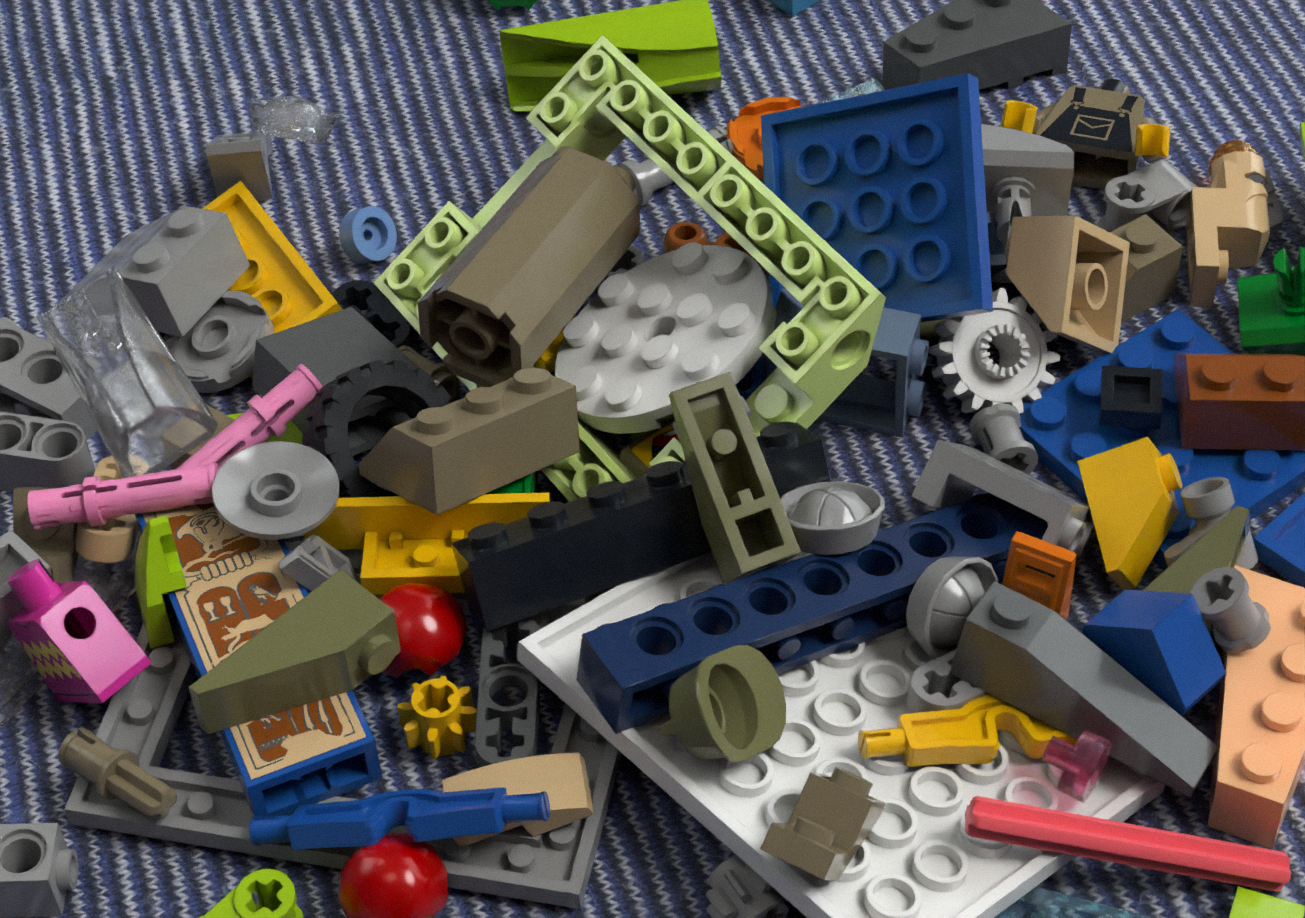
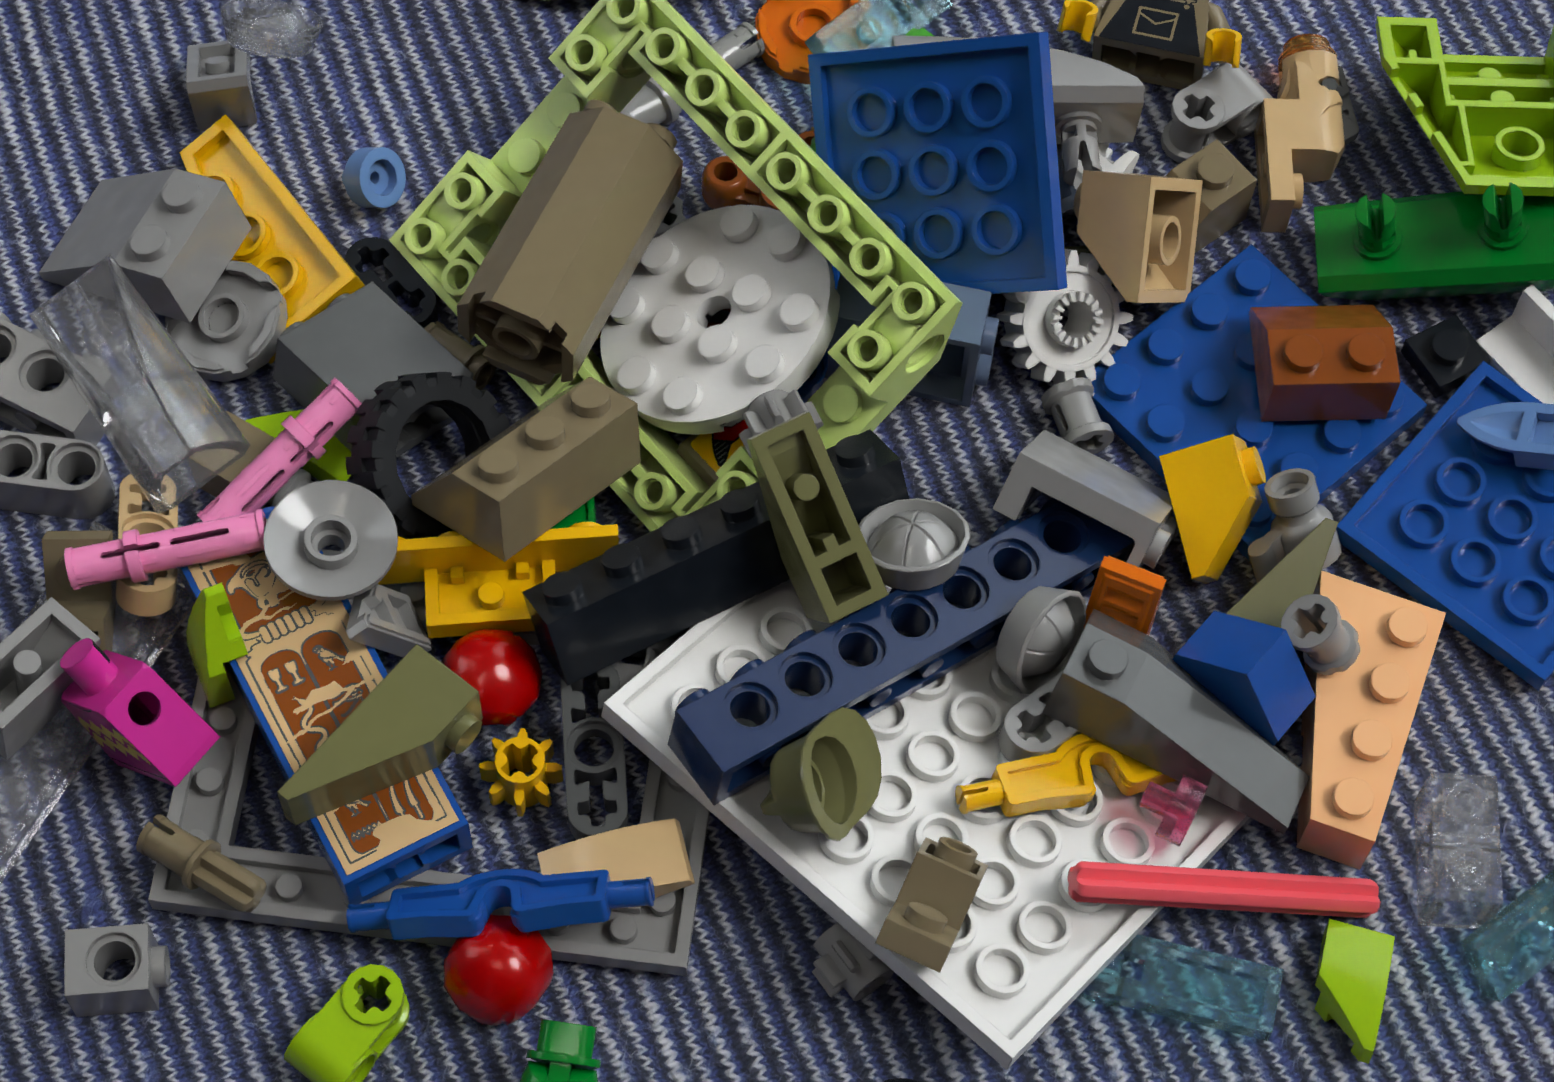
camera: 10 degrees left, 15 degrees up
(1130, 397) = (1209, 368): black plate -> none

